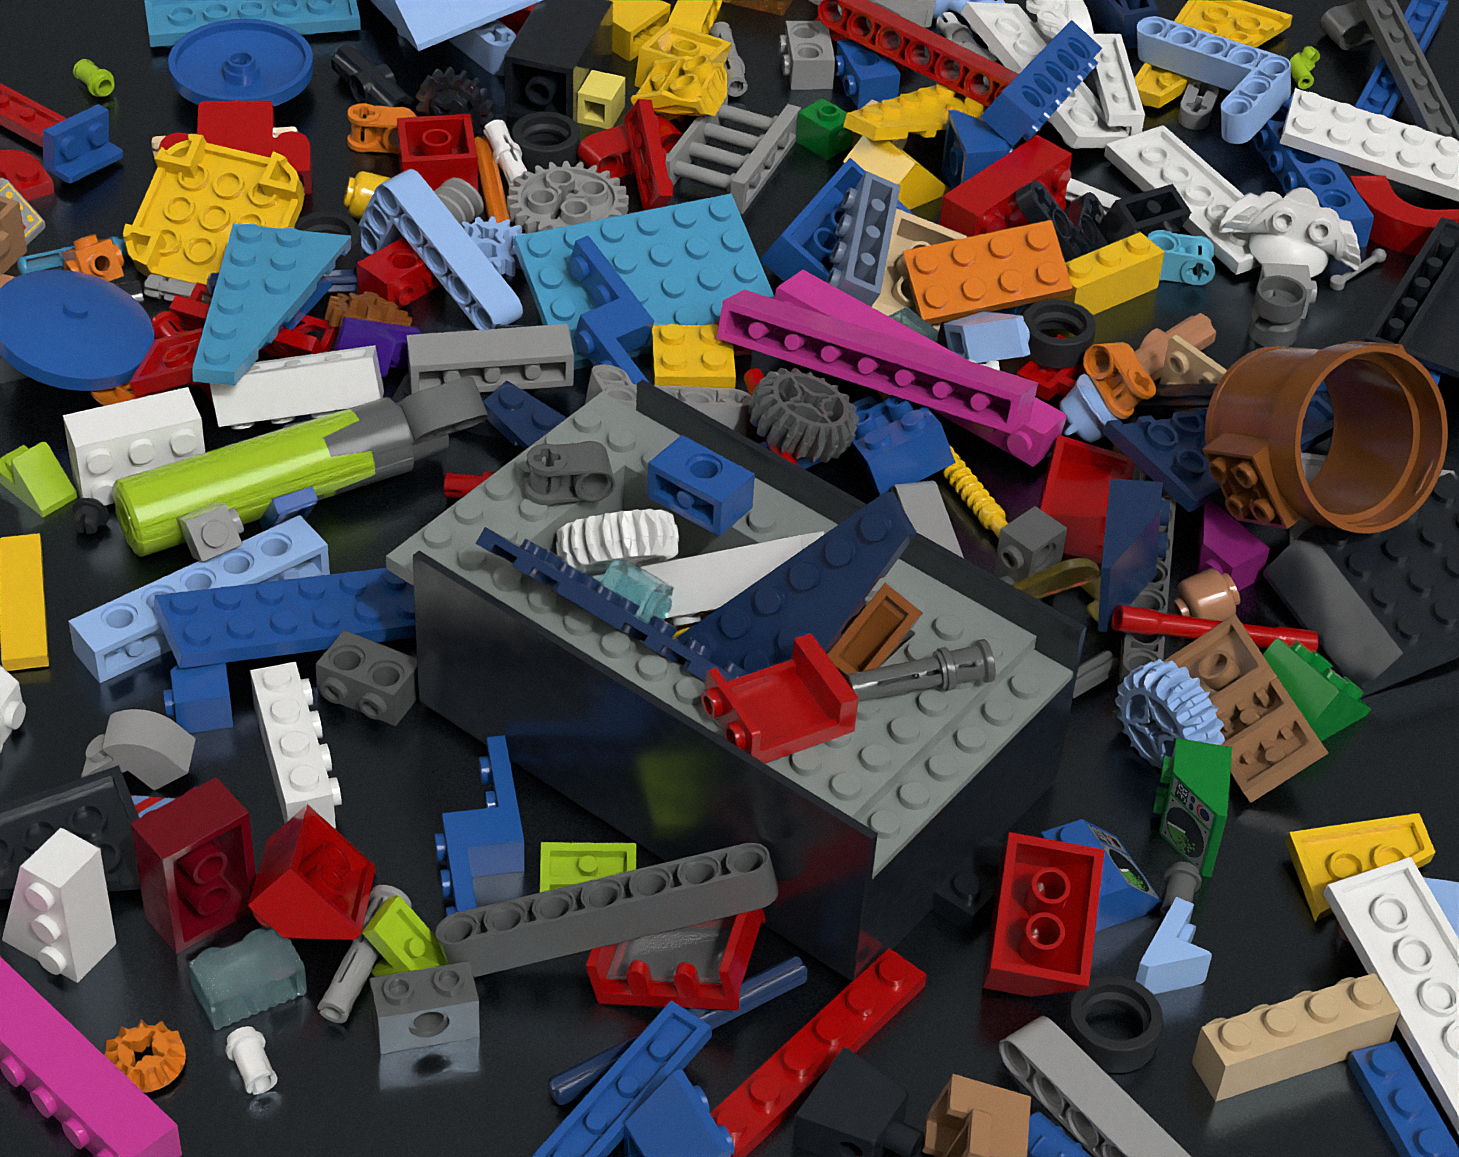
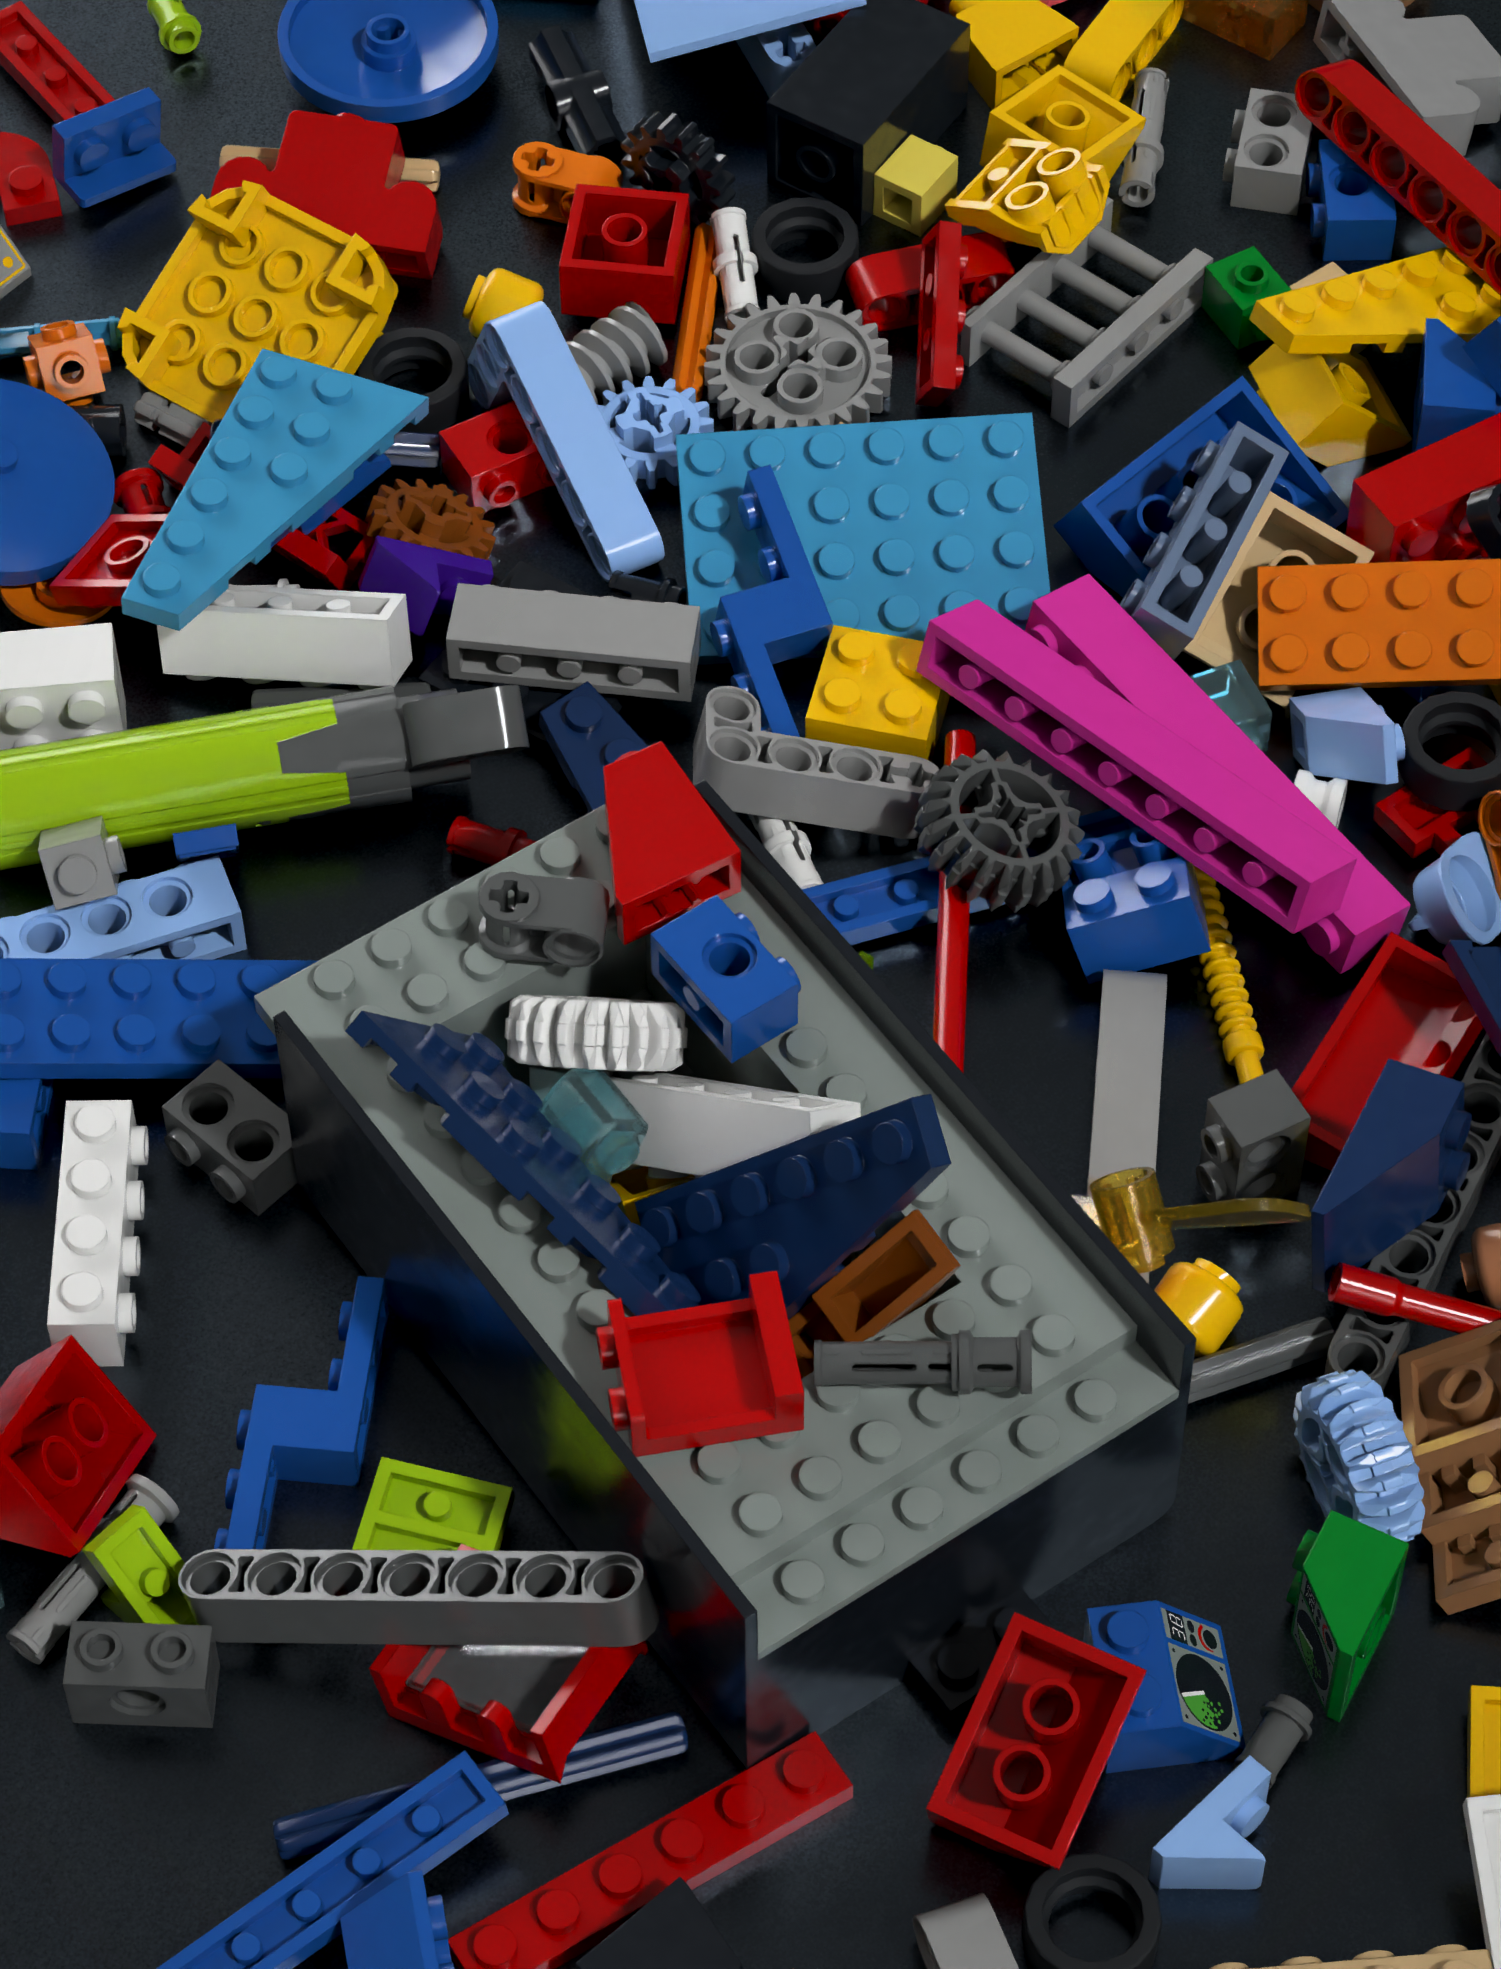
camera: 20 degrees right, 10 degrees up
(628, 417) = (662, 843): none -> red slope

